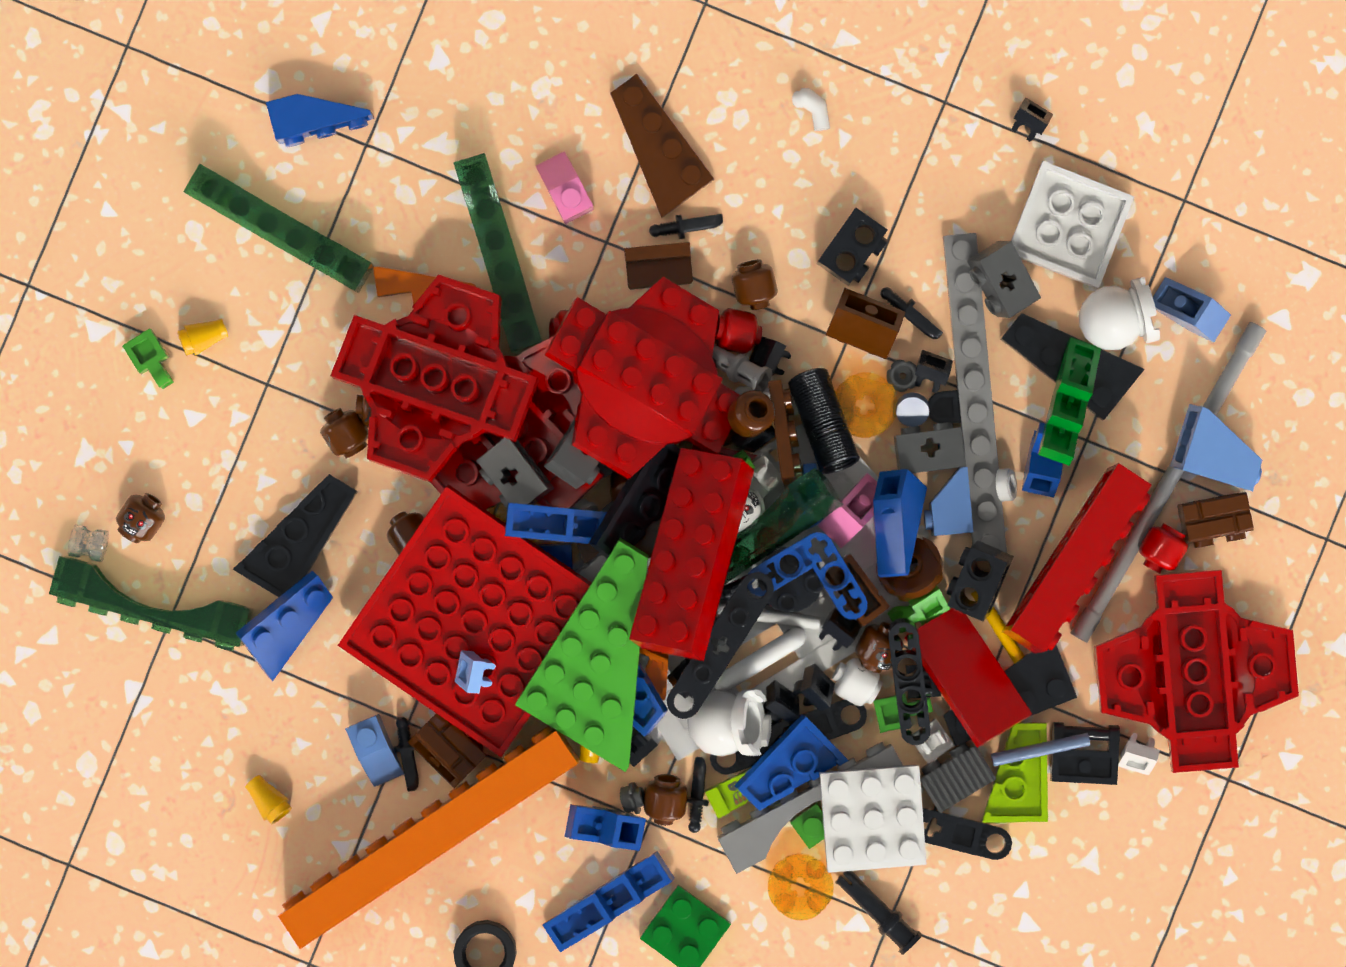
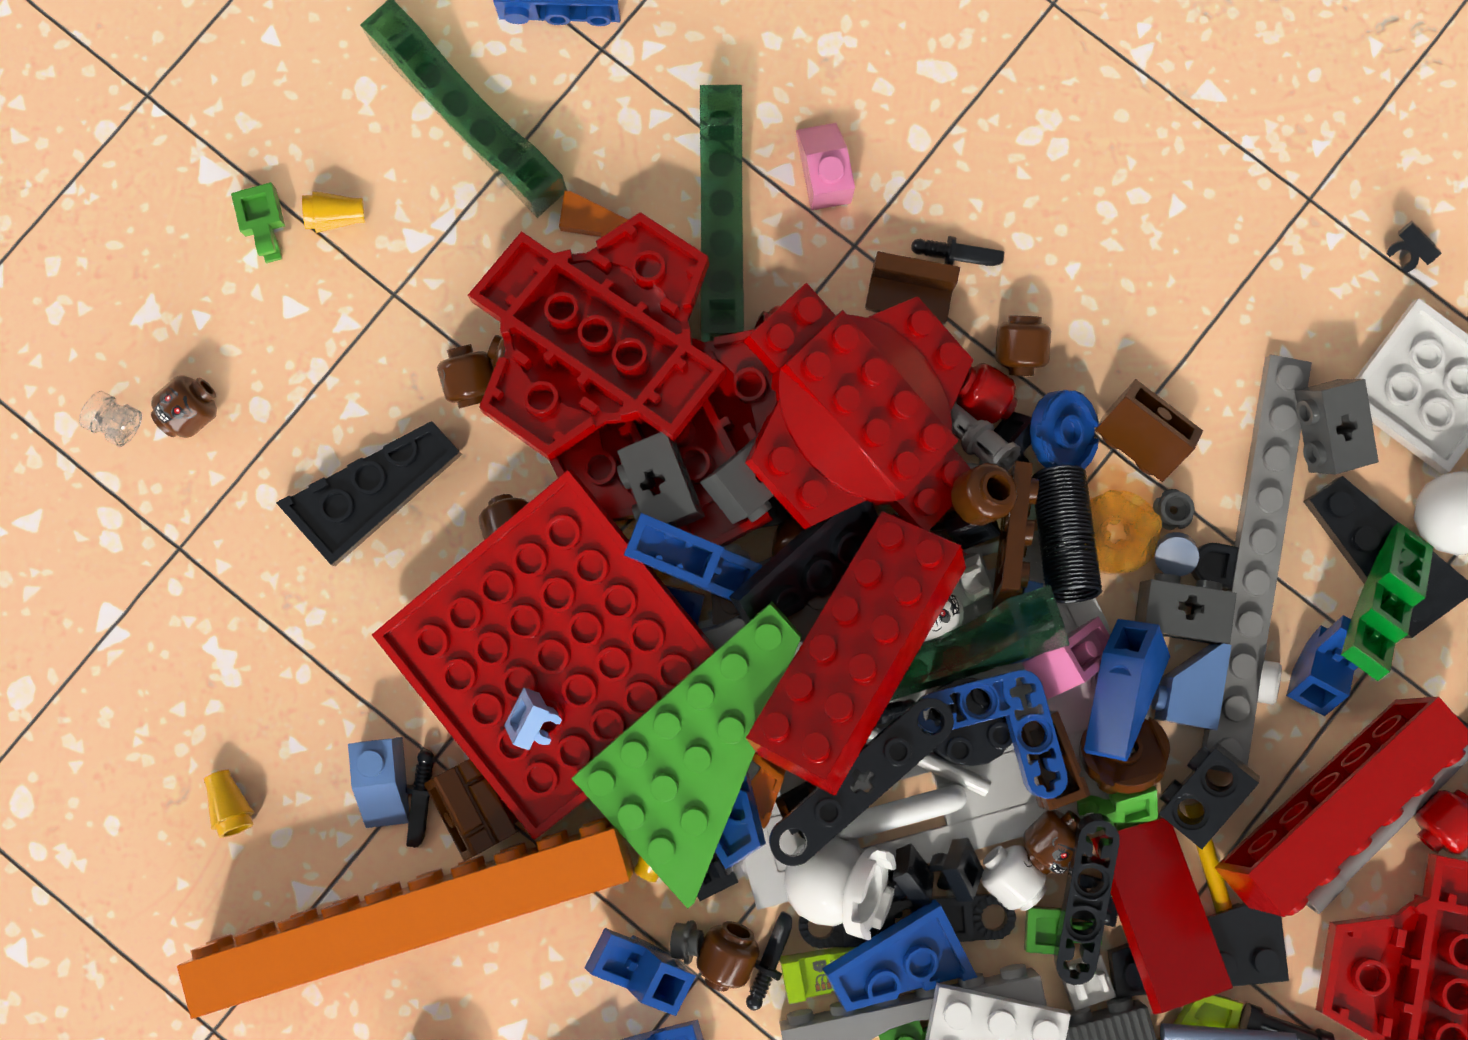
camera: 15 degrees right, 5 degrees down
(86, 584) = (94, 470): clear green arch -> none
(284, 624) = (317, 589): blue wing -> none
(663, 154) = (954, 159): reddish brown wing -> none
(802, 341) = (1064, 429): none -> blue tile
(815, 104) = (1155, 155): white arm -> none
(841, 629) = (1015, 801): black tile -> none
(846, 243) = (1152, 330): black brick -> none
(911, 314) = (1207, 441): black piece -> none
(933, 368) = (1215, 510): black tile -> none

